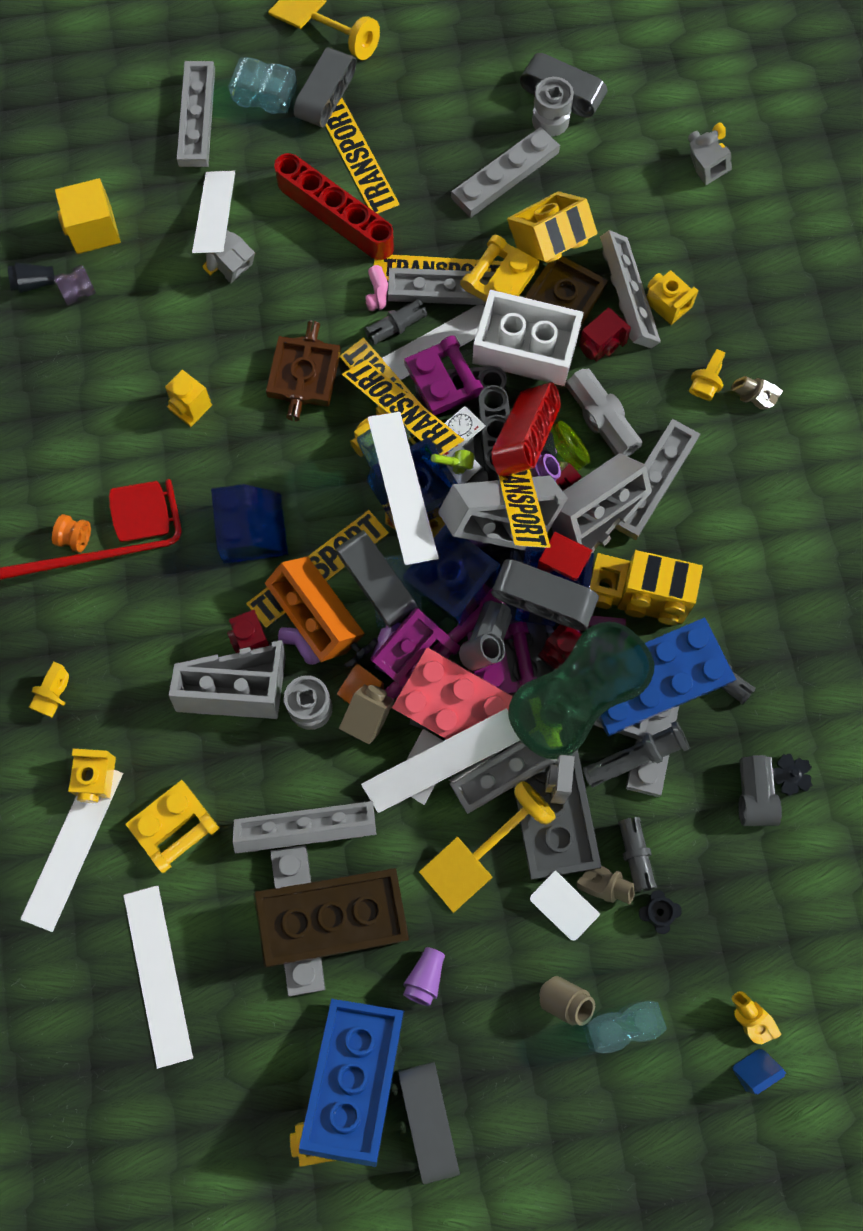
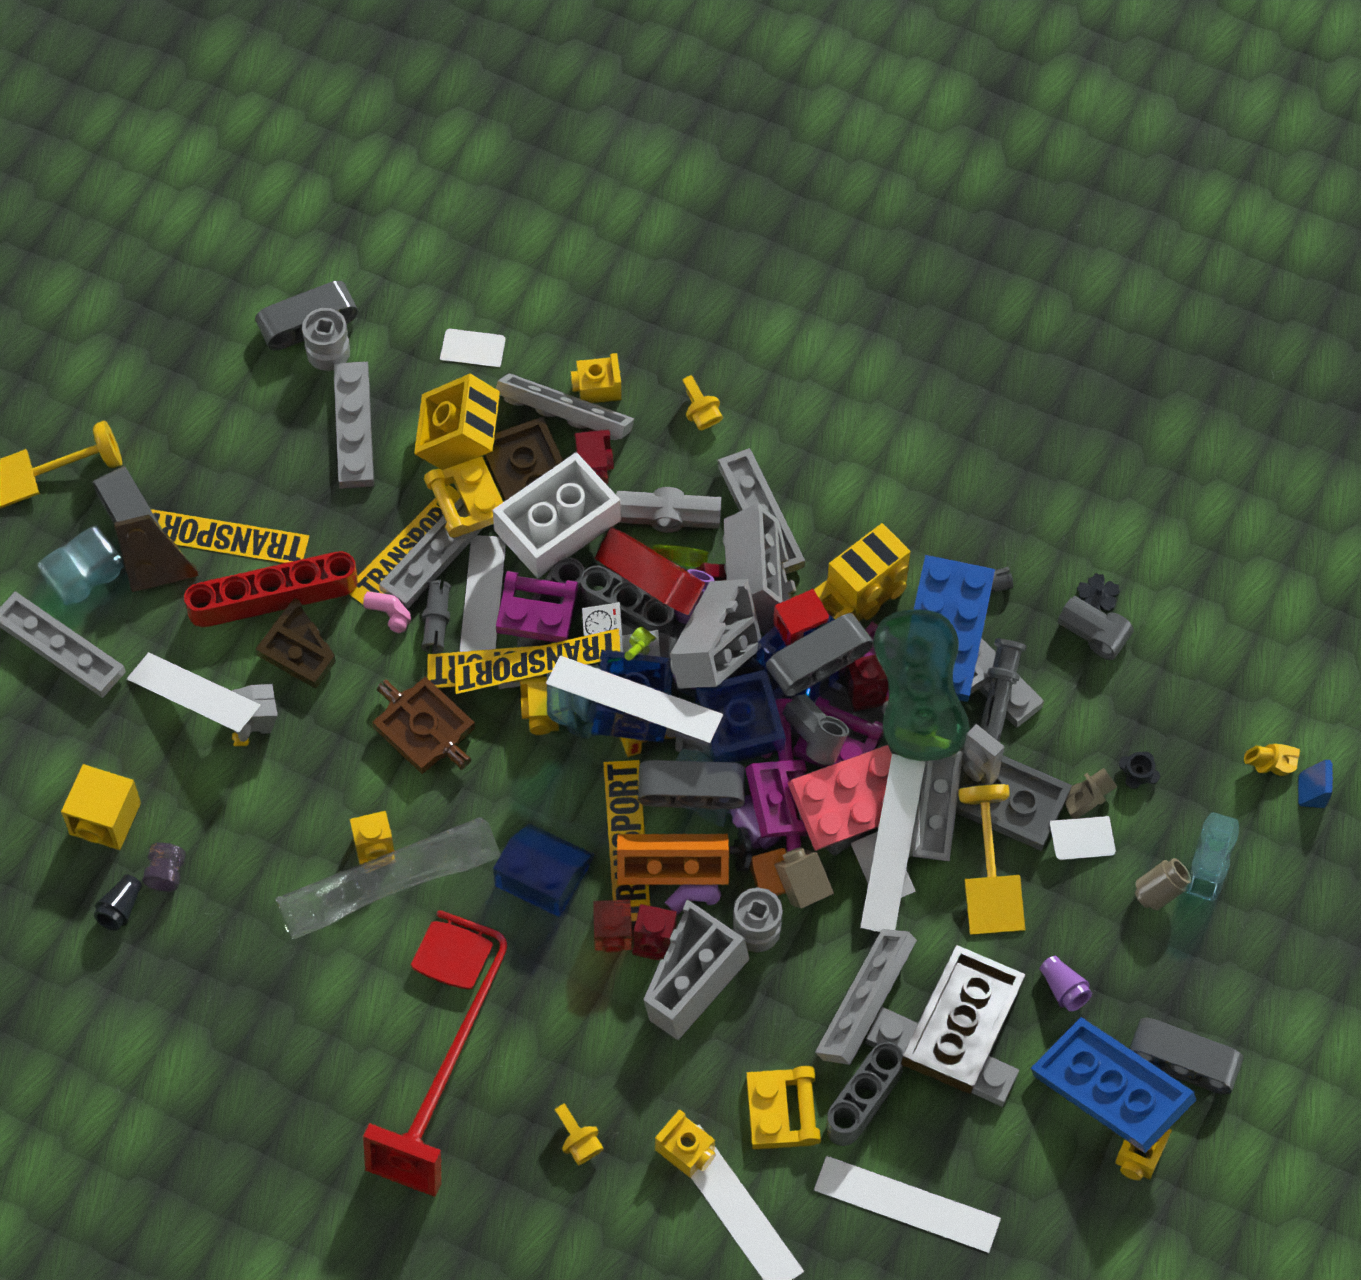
camera: 55 degrees left, 10 degrees down
(71, 533) = (431, 1024): orange wheel -> none
(203, 448) = (417, 863): none -> clear arch
(205, 873) = (861, 1110): none -> dark grey beam
(229, 601) = (612, 925): none -> clear red brick
(299, 115) = (150, 554): none -> dark brown wing
(305, 252) = (297, 646): none -> dark brown wing
(524, 510) = (735, 613): sticker -> none
(630, 204) = (473, 347): none -> white sticker
(637, 854) = (1079, 752): dark grey pin -> none
(708, 155) = (483, 251): light grey piece -> none
(758, 391) = (743, 377): dark tan piece -> none

